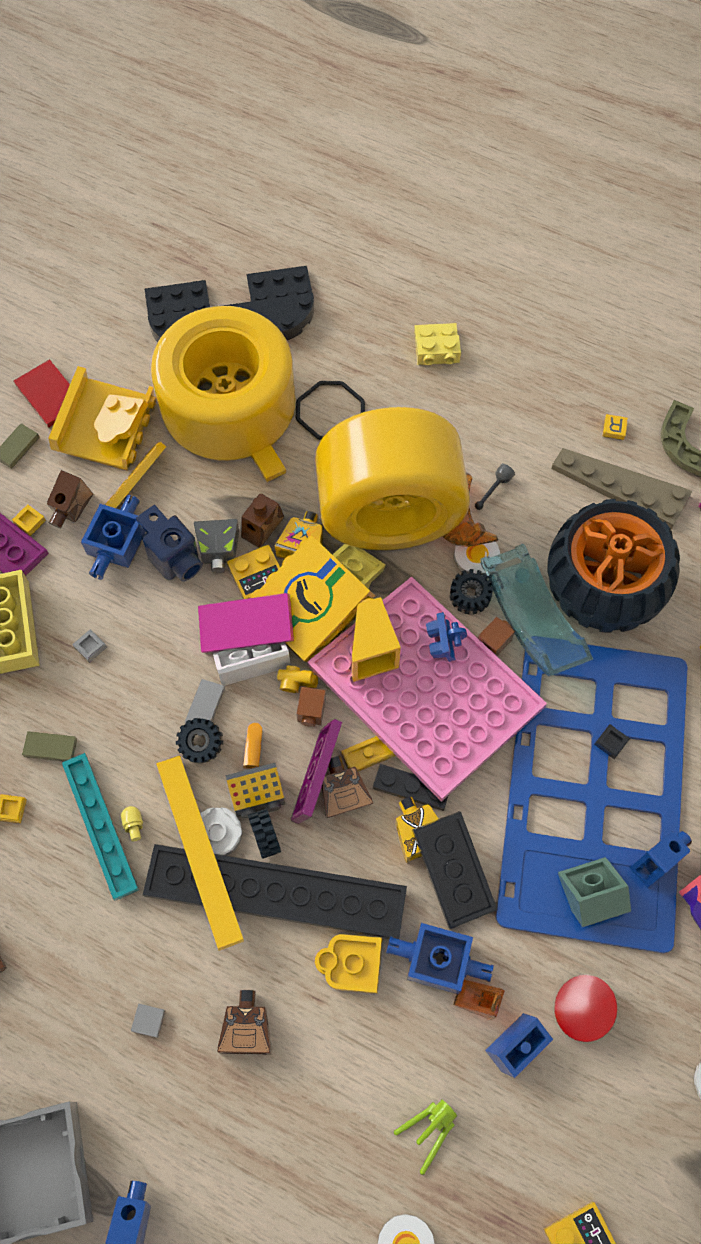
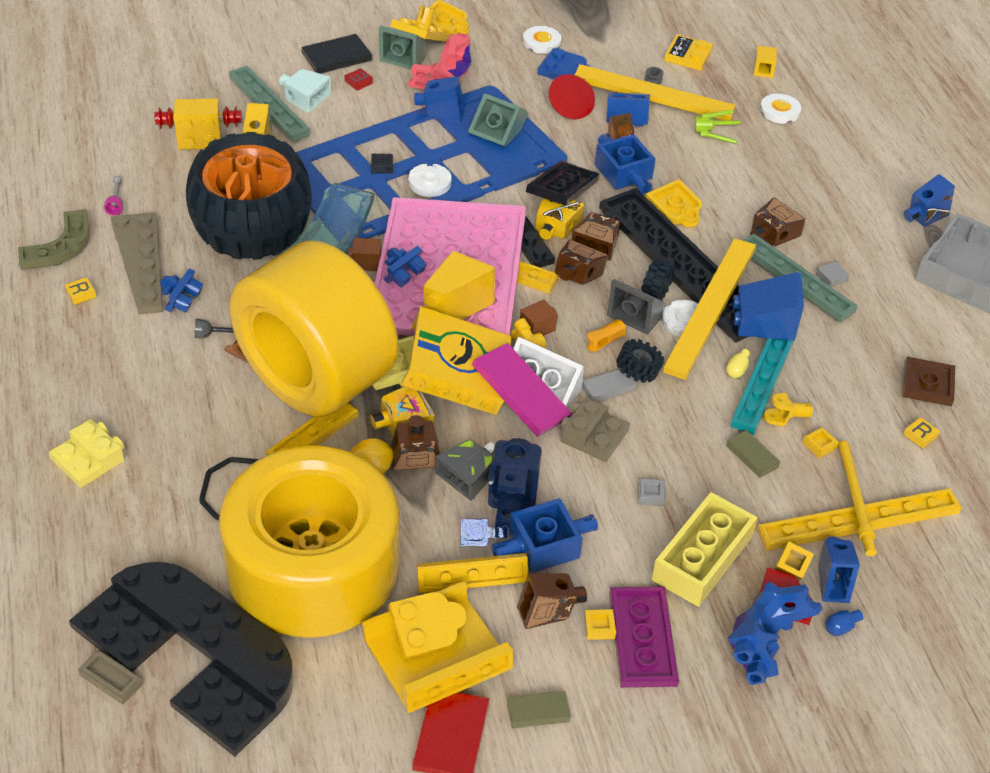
camera: 135 degrees left, 20 degrees down
(57, 804) = (786, 409): none -> yellow piece
(144, 881) = (769, 307): none -> blue slope
(164, 504) = (476, 532): none -> clear blue plate
(170, 976) = (813, 288): none -> sand green plate
(173, 654) = (593, 429): none -> dark tan plate
(250, 265) = (110, 676): none -> dark tan tile
(253, 569) = (465, 423): yellow plate -> none
(283, 490) = (375, 452): none -> yellow hair
(316, 772) = (583, 276): magenta tile -> none
(367, 847) = (598, 232): none -> torso
(531, 1114) = (658, 93): none -> yellow tile
(550, 476) = (178, 288): none -> blue hips
(557, 764) = (429, 180): none -> white tile
(574, 1147) = (650, 72): none -> dark grey bush
(653, 1062) = (560, 63): none -> blue plate

